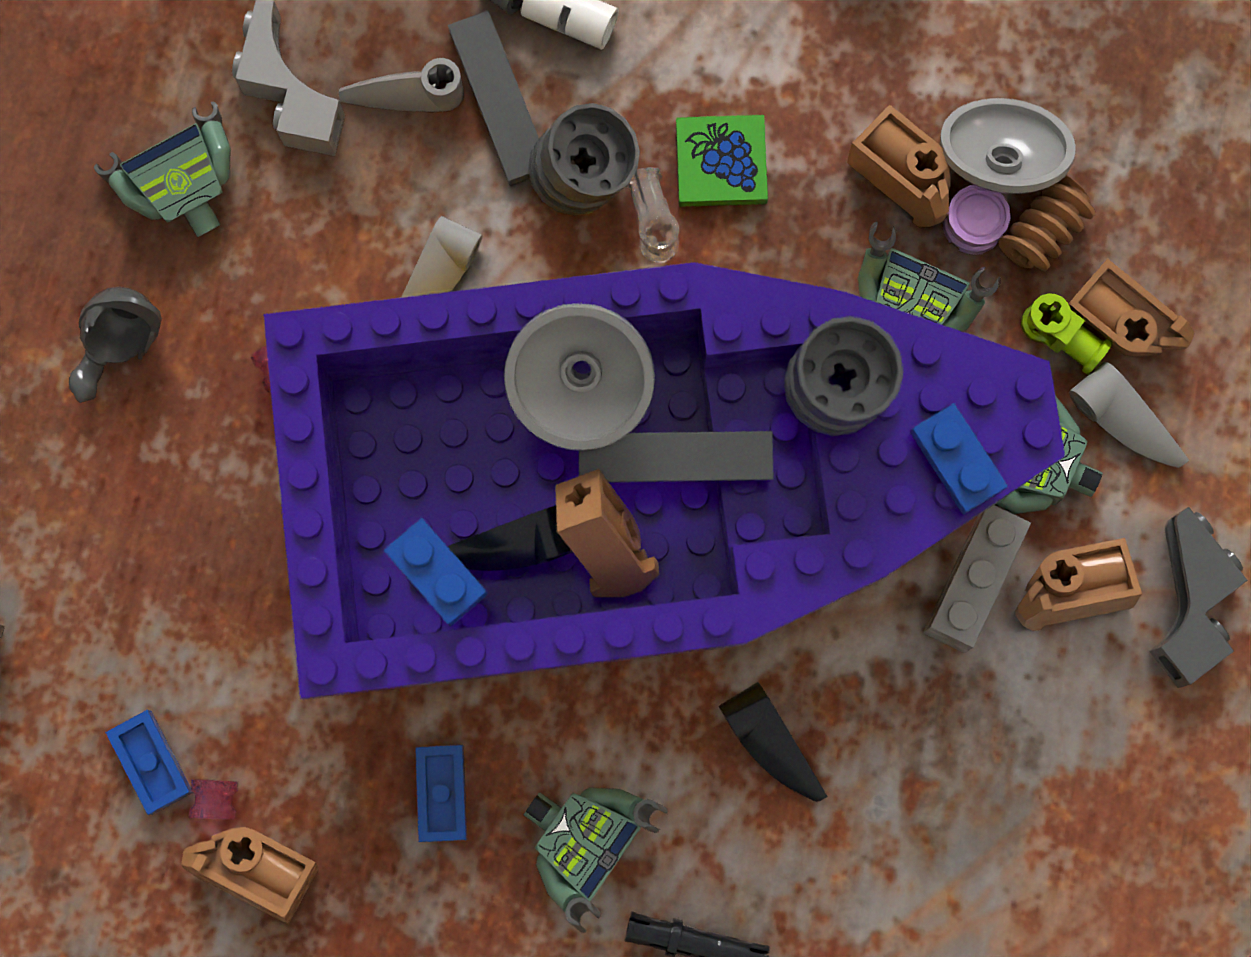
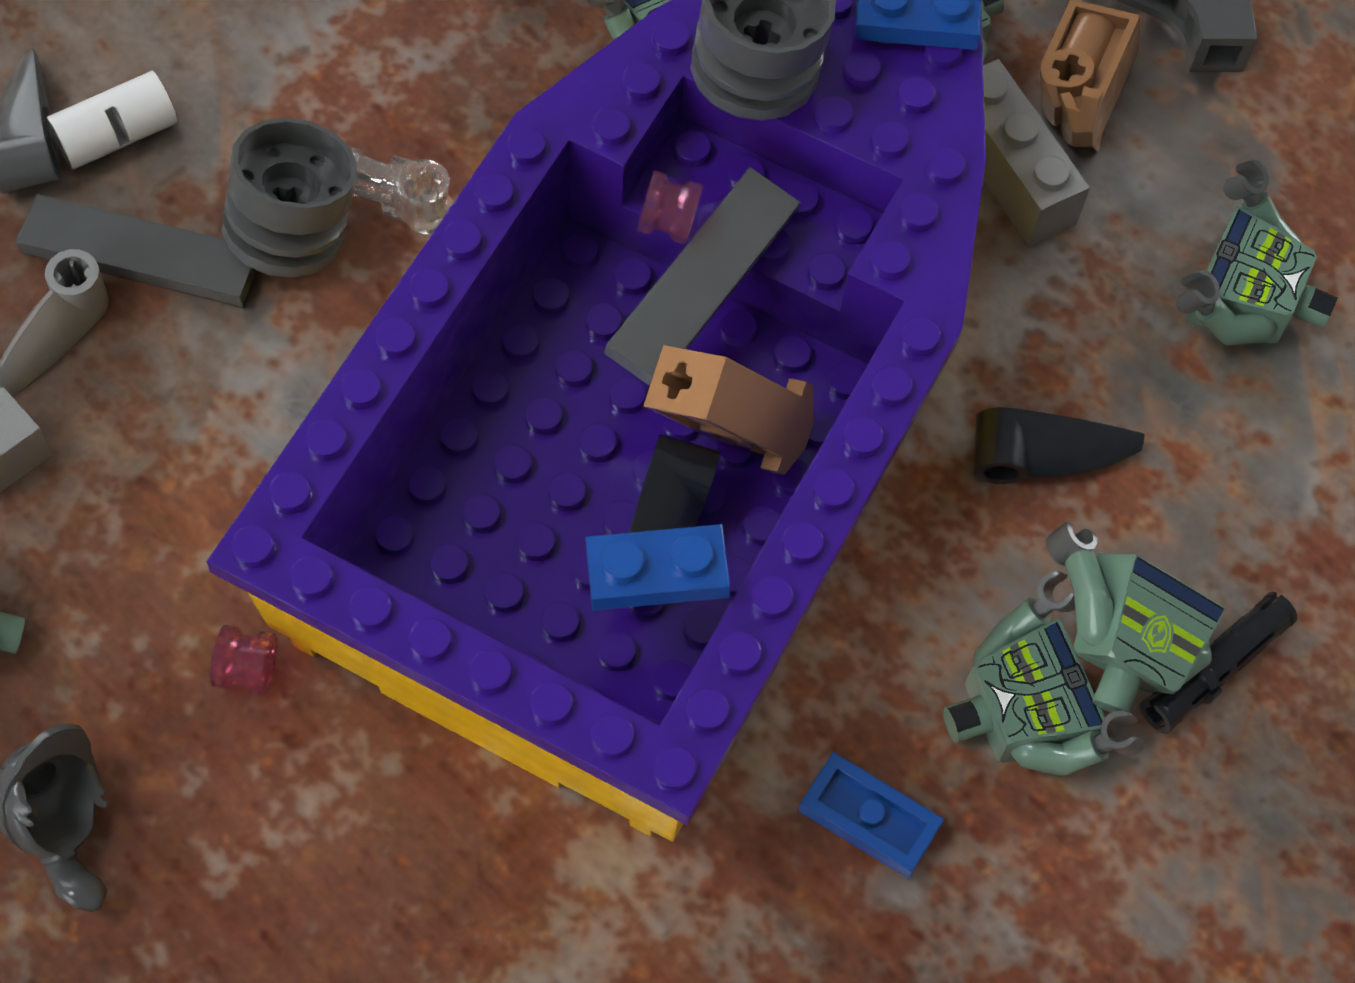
camera: 60 degrees left, 15 degrees down
(443, 259) = (266, 407): light grey piece -> none
(575, 407) = (597, 258): light grey dish -> none
(661, 876) = (1133, 620): none -> sand green torso
(699, 403) = (669, 207): none -> clear pink wheel
(721, 160) = (392, 96): bright green tile -> none
(1000, 796) = (1255, 271): none -> torso

